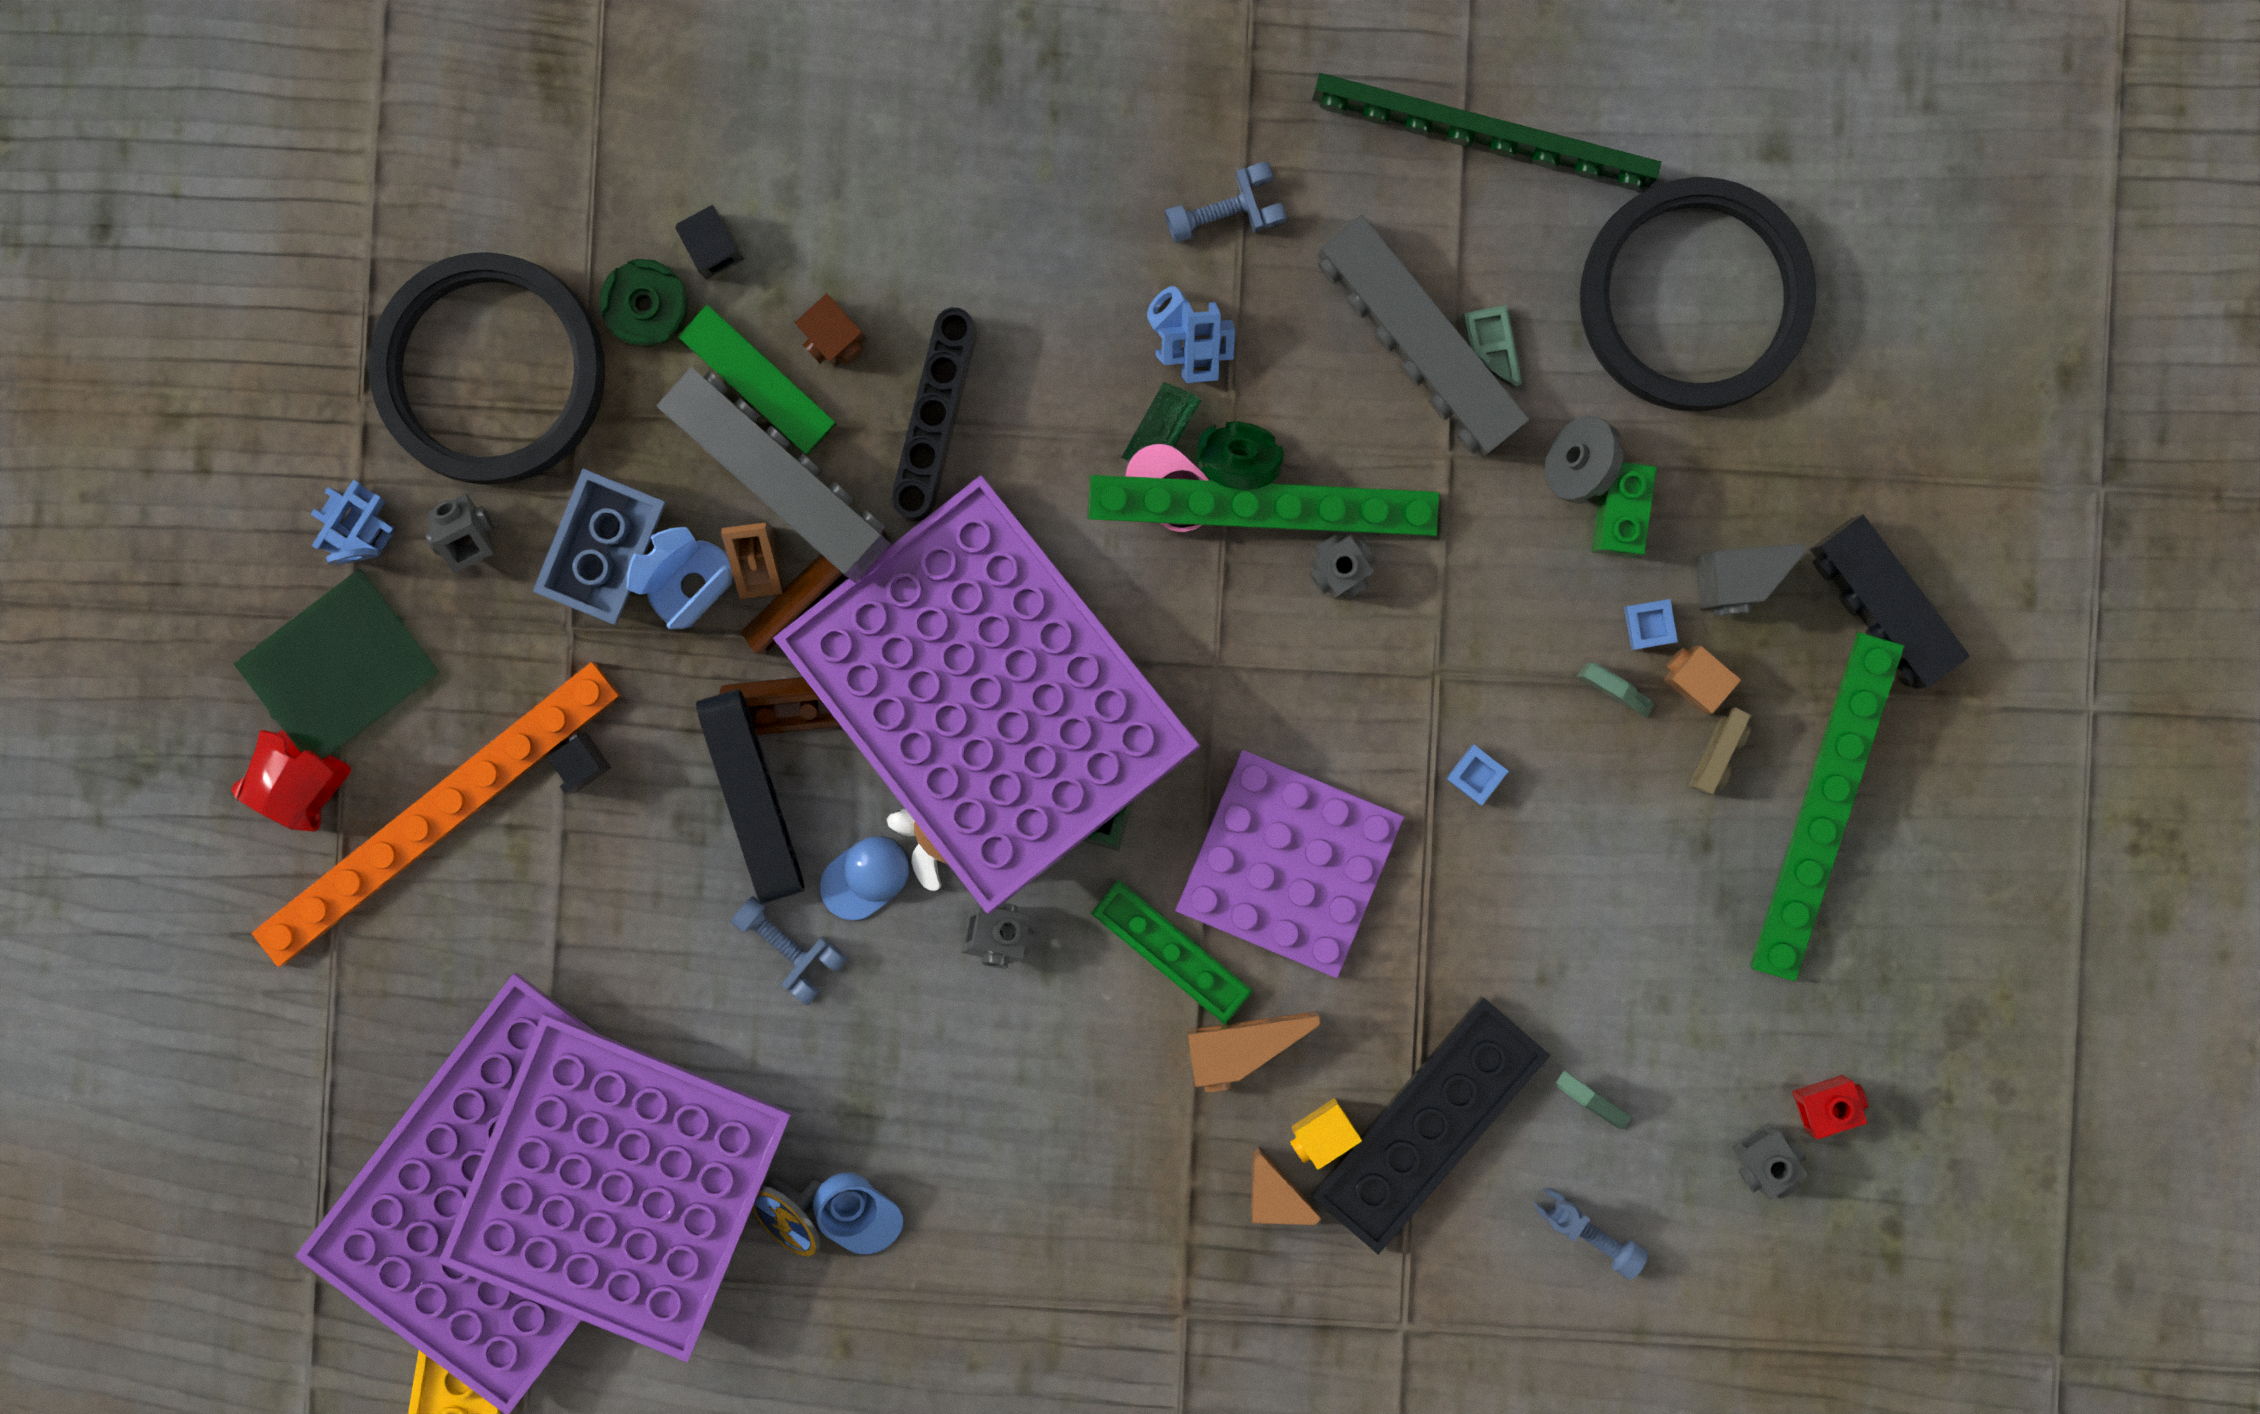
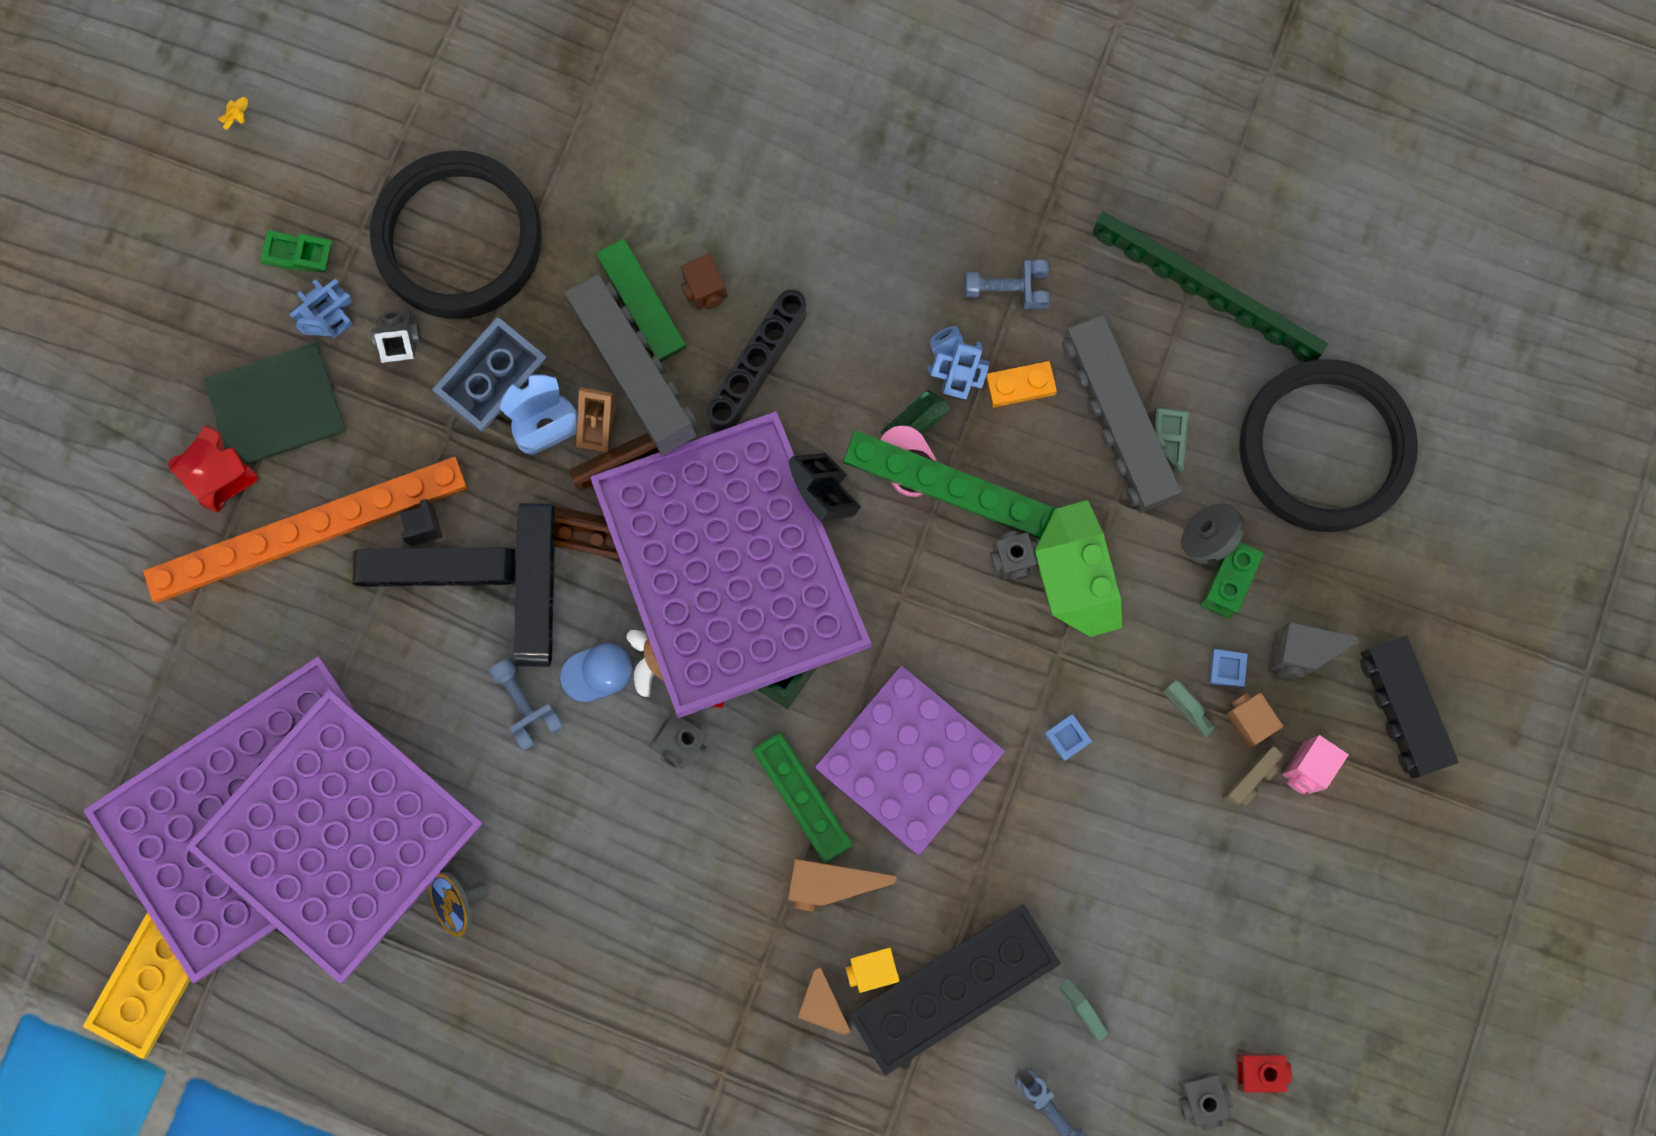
camera: 20 degrees right, 10 degrees down
(135, 293) = (233, 111): none -> yellow plant
(288, 457) = (295, 252): none -> green slope
(615, 812) = (433, 567): none -> black beam
(621, 300) = (574, 210): dark green plate -> none
(709, 242) = (640, 196): black panel -> none
(856, 1214) = (505, 918): medium blue cap -> none
(1068, 557) = (819, 485): none -> black slope
(1239, 455) = (965, 454): dark green plate -> none
(1281, 336) = (1021, 384): none -> light orange plate
(1427, 561) = (1079, 571): none -> bright green wedge
(1792, 717) = (1314, 765): none -> bright pink brick
(1826, 806) = (1321, 842): green plate -> none

